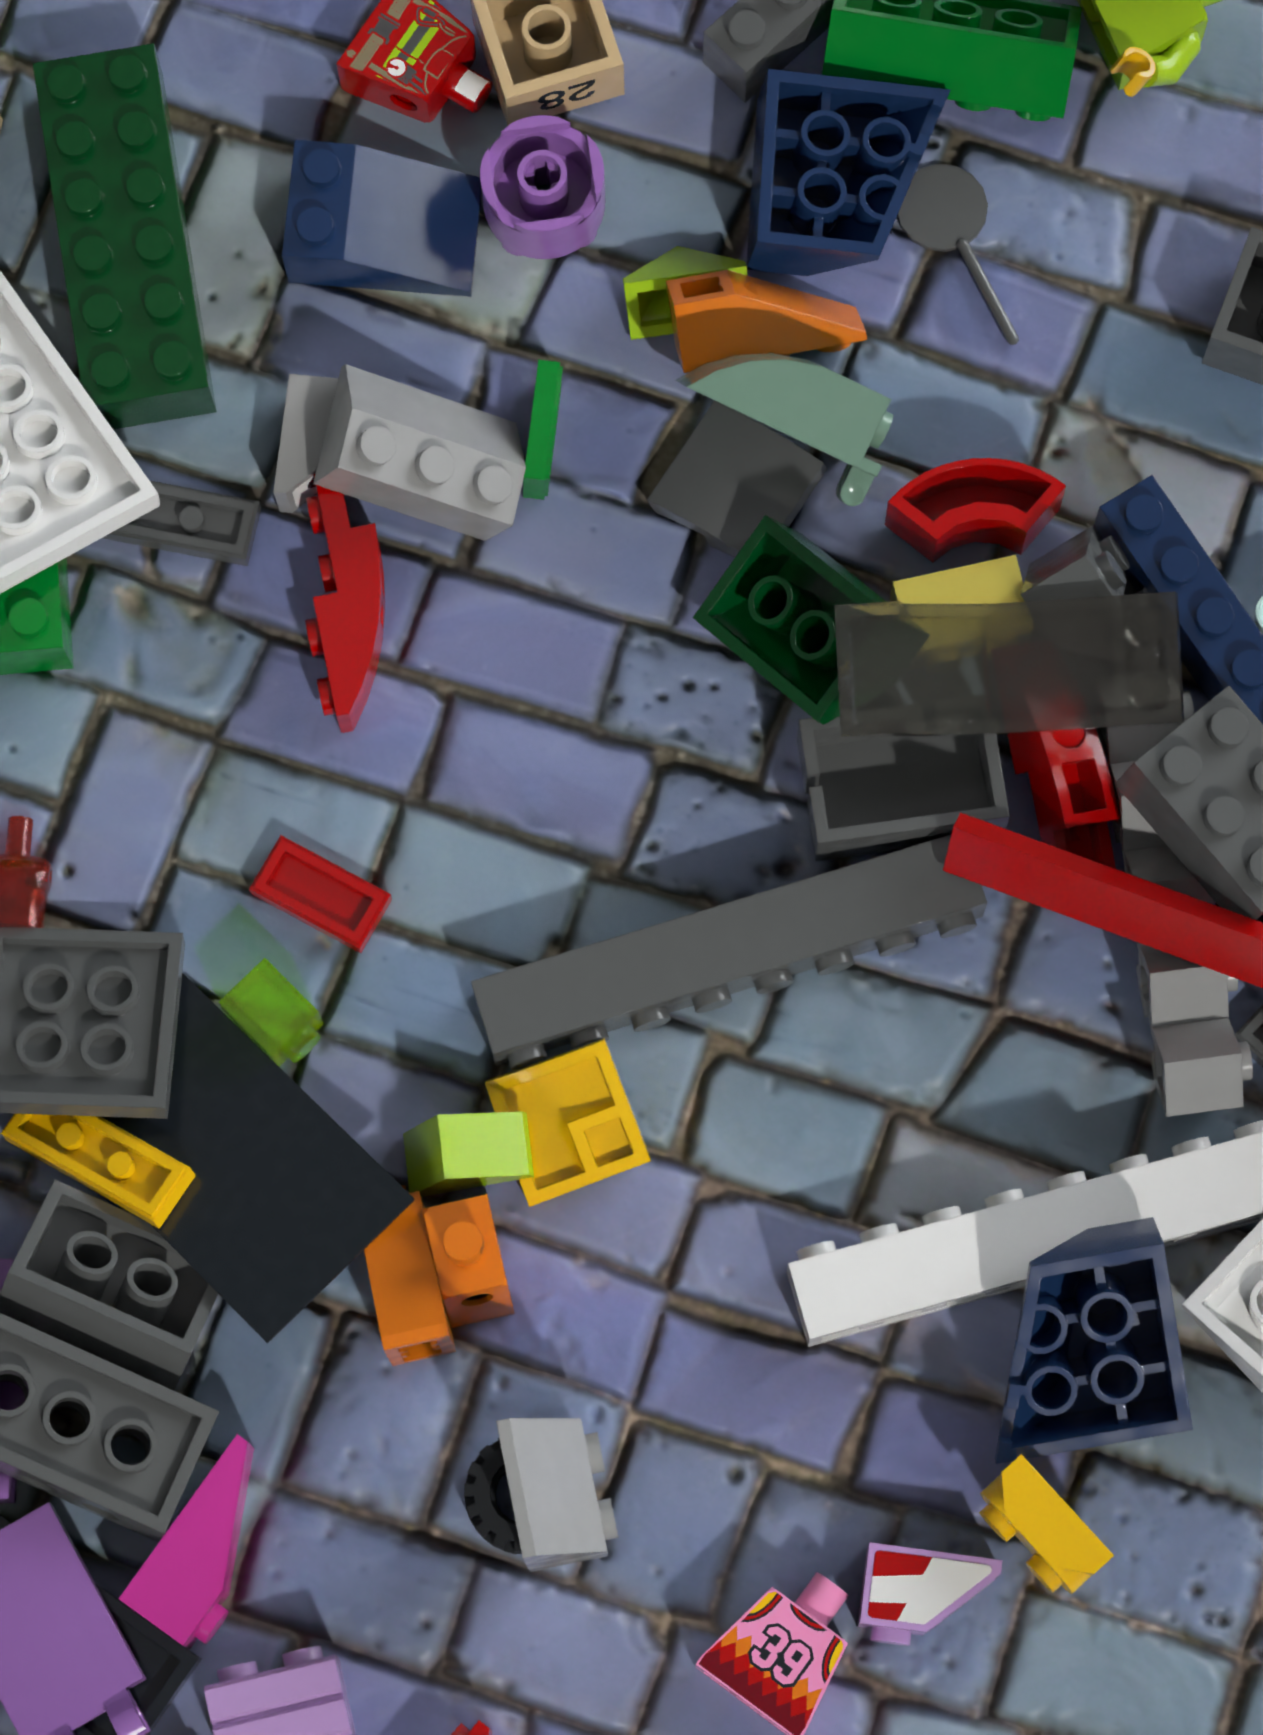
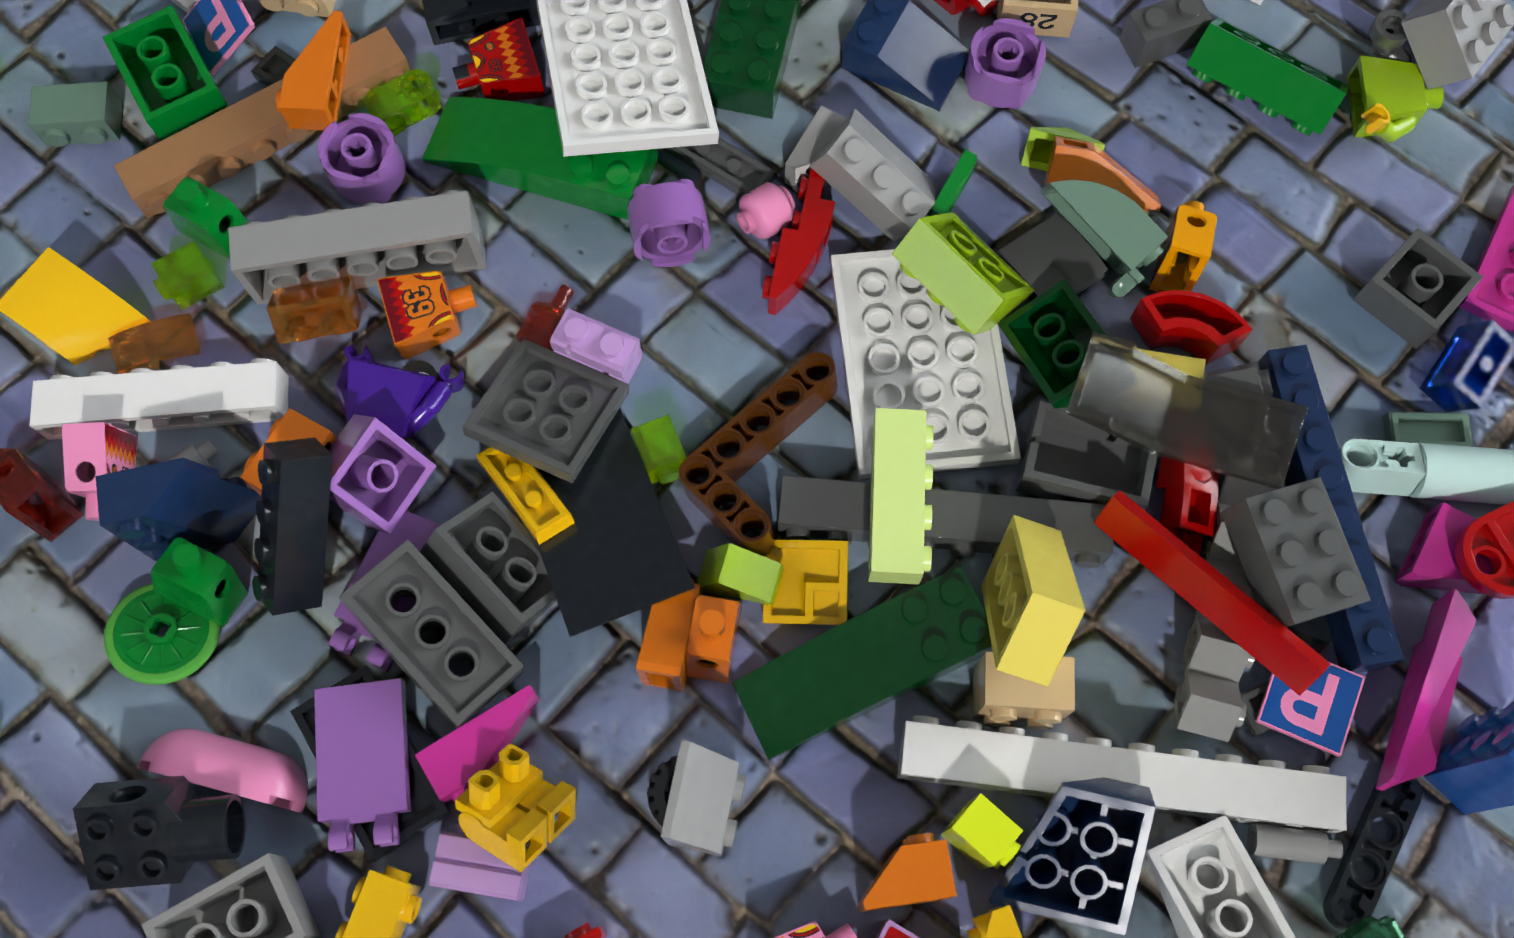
camera: 20 degrees right, 5 degrees down
(109, 894) = (597, 345): none -> lavender brick
(135, 658) = (668, 222): none -> medium lavender brick
(273, 575) = (766, 210): none -> bright pink head
(294, 1612) = (514, 807): none -> yellow hips
(320, 894) = (713, 391): red tile -> none
(407, 955) = (752, 447): none -> reddish brown beam
(602, 714) = (914, 356): none -> white plate
(609, 561) = (961, 272): none -> lime slope
(651, 949) = (898, 496): none -> yellowish green brick
(699, 1203) = (865, 663): none -> dark green slope
(832, 168) = (1175, 111): dark blue wedge -> none
(879, 1472) = (912, 875): none -> orange slope
(892, 1025) = (1031, 601): none -> light yellow brick
(925, 387) = (1190, 233): none -> light orange torso
(933, 1152) = (1008, 698): none -> tan brick
(946, 213) = (1229, 164): dark grey piece -> none
(954, 1374) = (983, 834): none -> neon yellow brick

